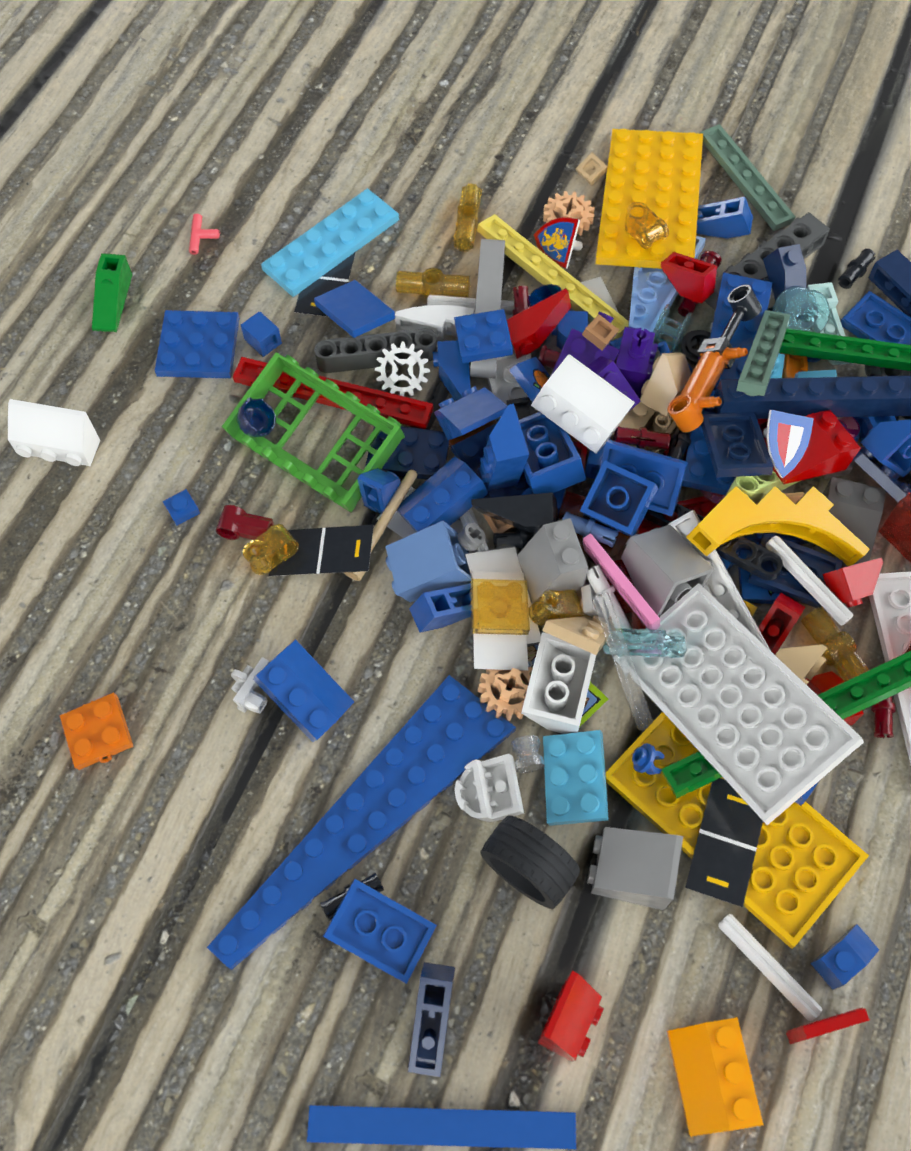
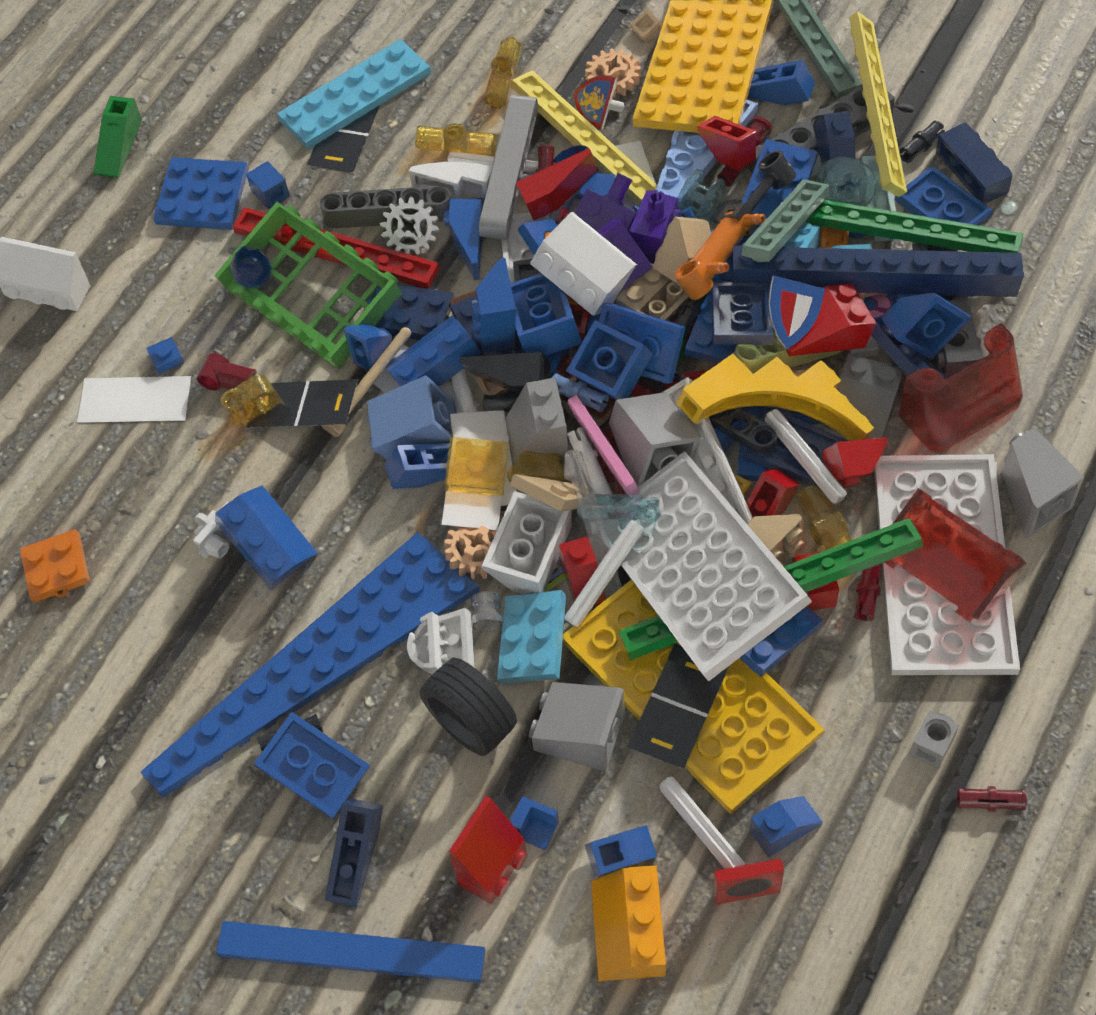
camera: 10 degrees right, 5 degrees down
(155, 553) = (134, 399): none -> white sticker
(198, 233) = (215, 80): coral piece -> none
(354, 308) = (368, 162): blue tile -> none
(469, 412) = (467, 271): blue slope -> none
(471, 537) = (464, 396): light grey bush -> none
(483, 336) = (495, 194): blue plate -> none
(600, 332) = (614, 193): medium nougat plate -> none
(605, 974) = (535, 822): none -> blue panel
(613, 709) = (578, 566): none -> red slope
(638, 711) = (604, 573): none -> white axle
(644, 757) = (602, 621): blue plate -> none
(645, 225) = (686, 86): clear yellow piece -> none
(659, 440) = (666, 308): dark red pin -> none
(694, 1001) = (620, 850): none -> blue slope
(820, 242) = (878, 105): none -> light yellow plate

